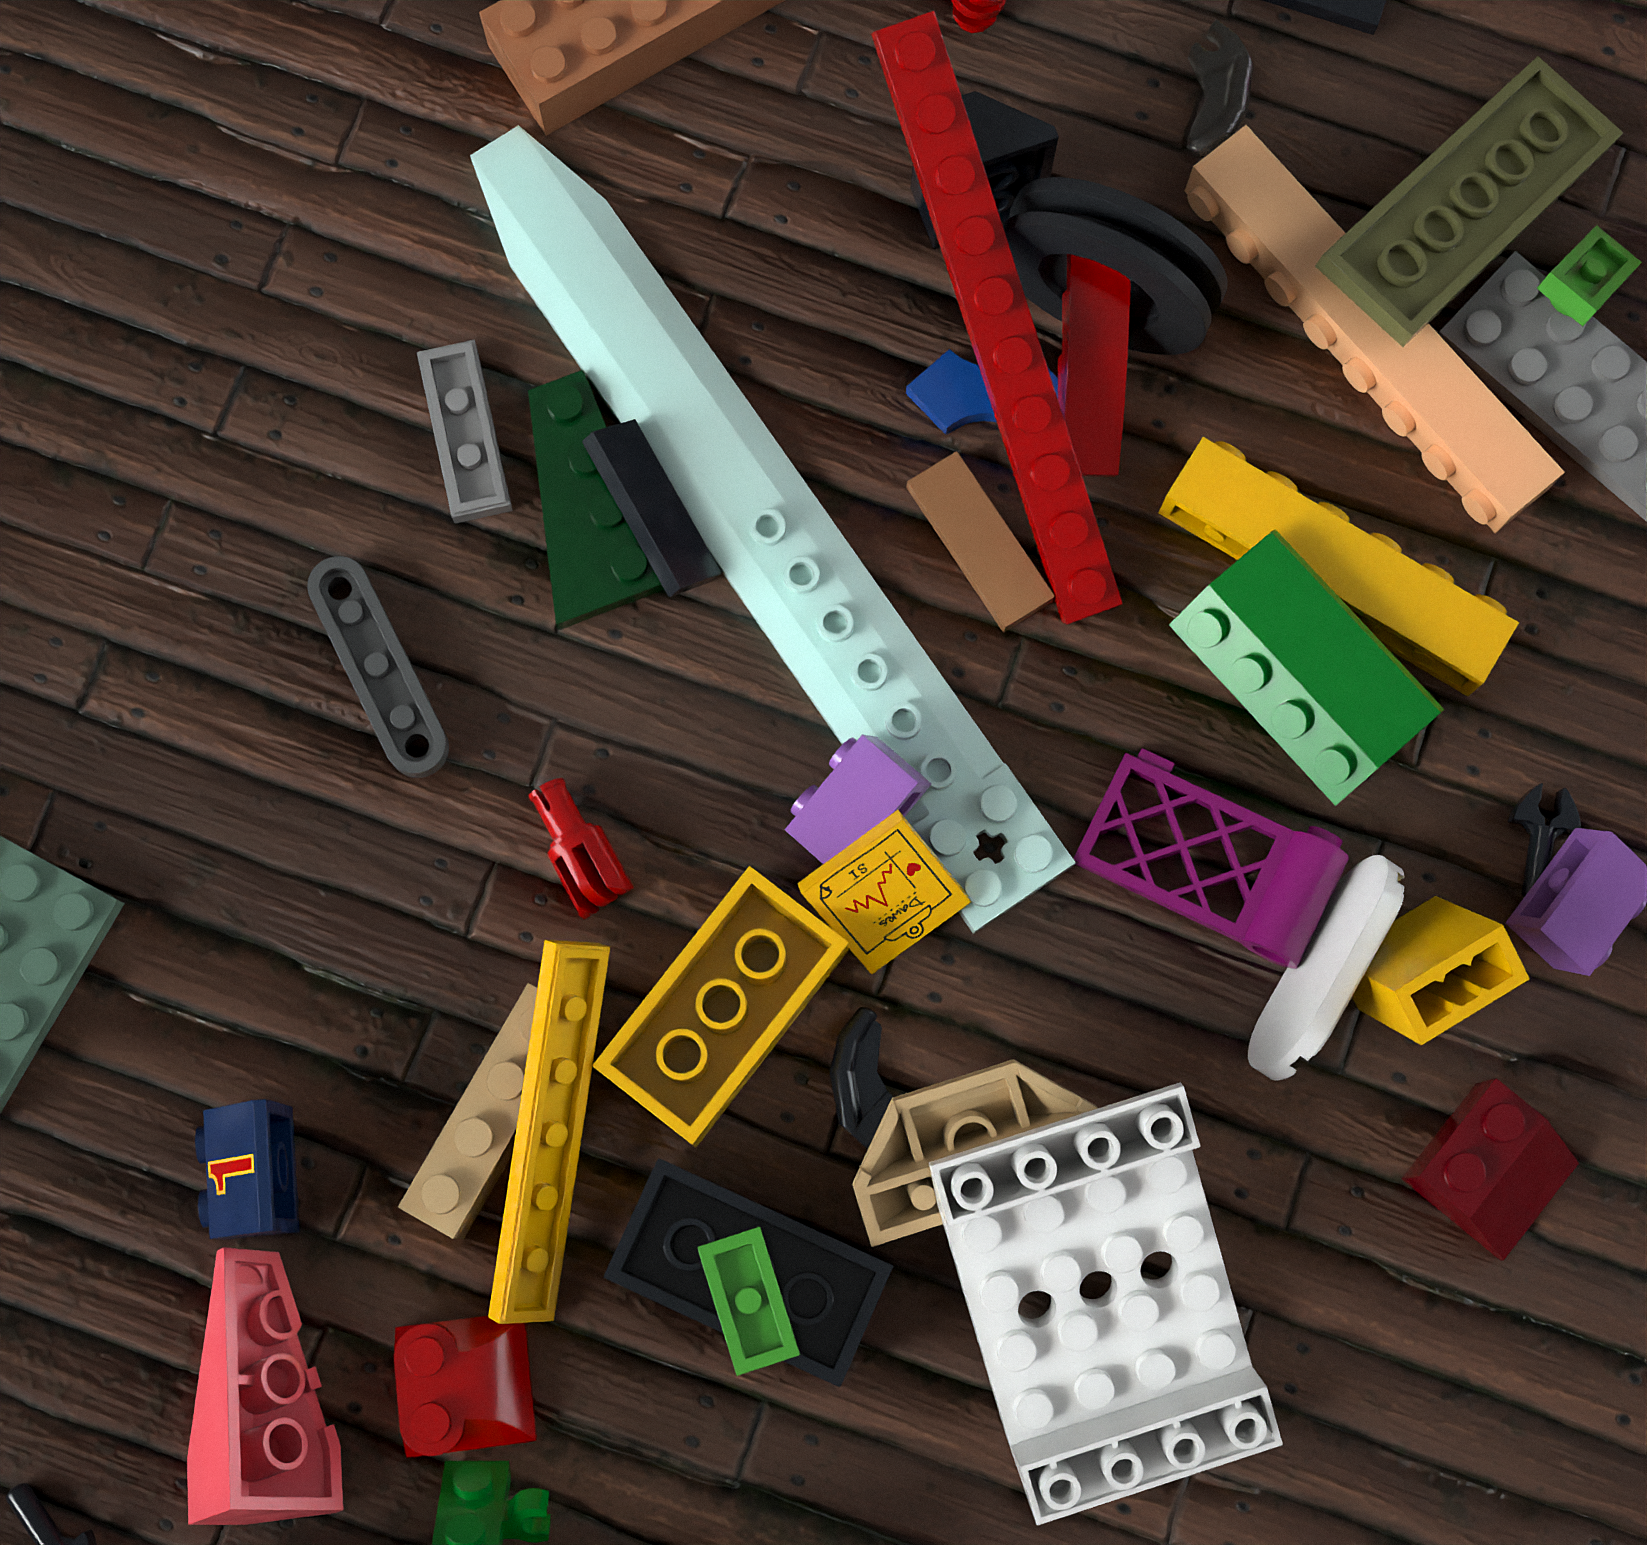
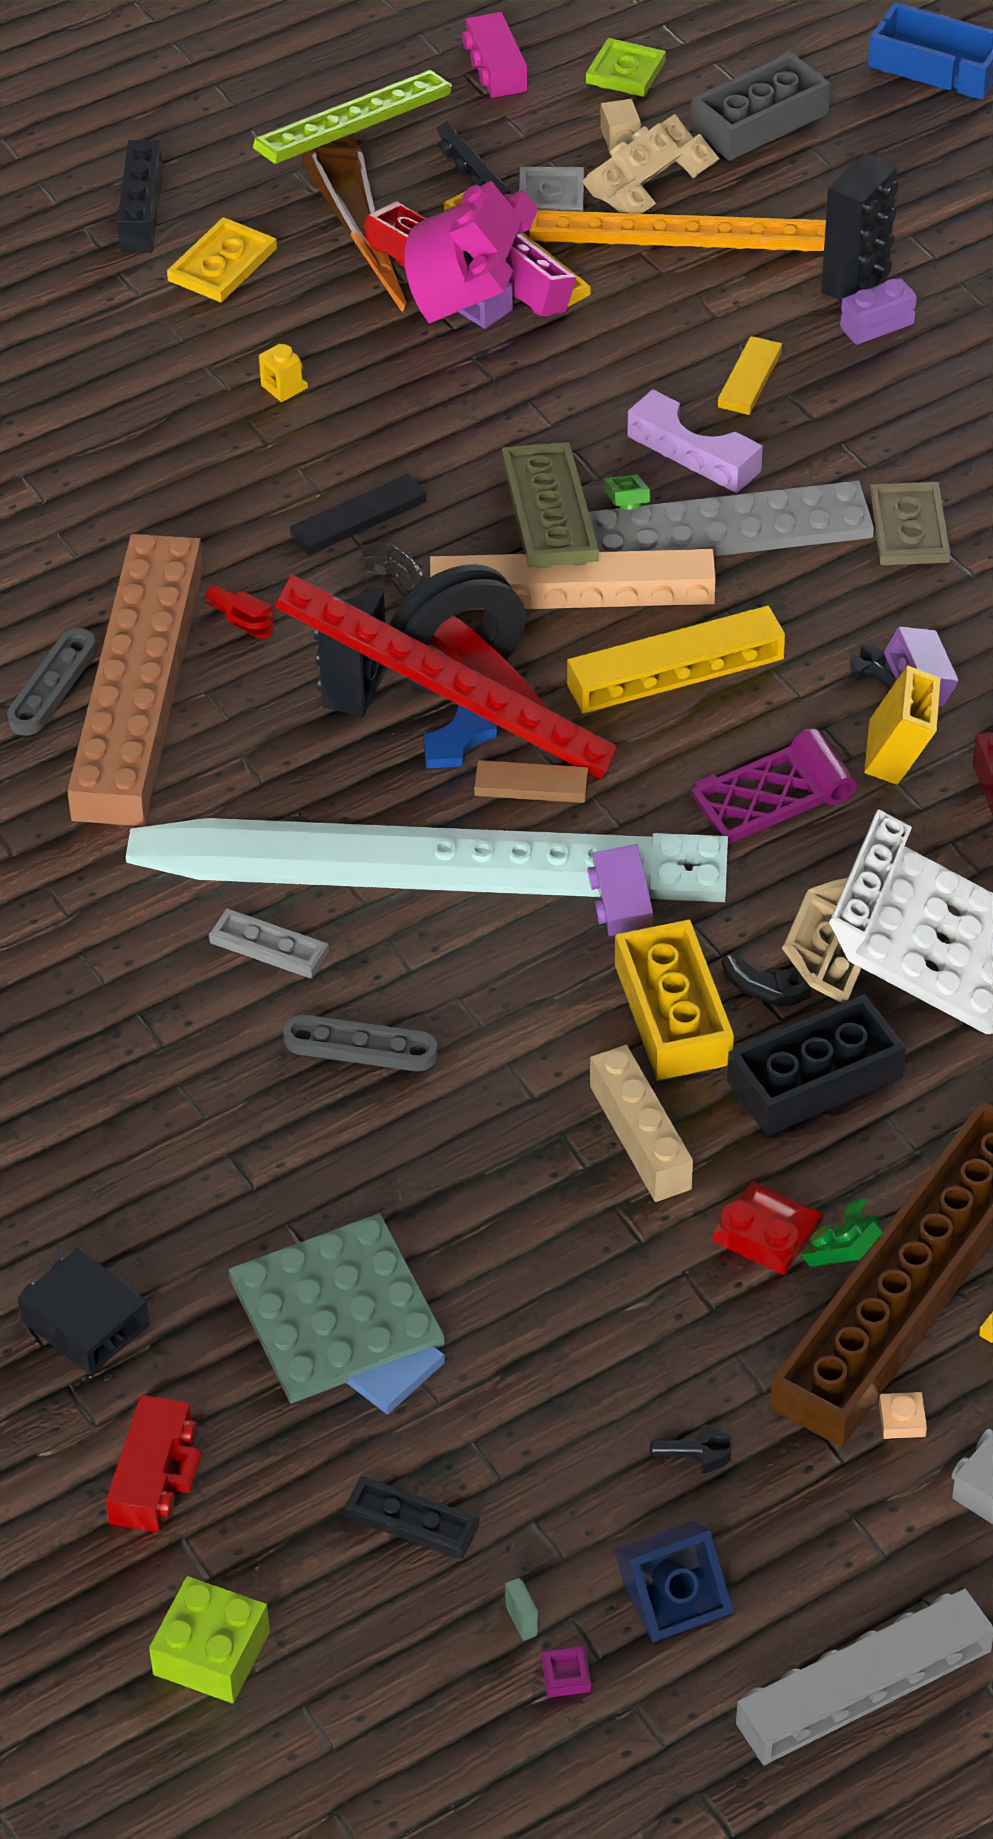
camera: 50 degrees left, 30 degrees down
(248, 1170) = (578, 1231): dark blue slope -> none
(257, 1422) = (723, 1324): coral wedge -> none
(549, 1131) = (675, 1093): yellow tile -> none
(579, 851) = (538, 1016): red arm -> none
(588, 541) = (375, 920): dark green wing -> none
(651, 507) = (389, 885): black tile -> none
(748, 1301) = (832, 1047): bright green plate -> none
(884, 892) = (675, 895): yellow tile -> none
(1305, 666) = (716, 688): green slope -> none
(1340, 951) = (869, 761): white tile -> none

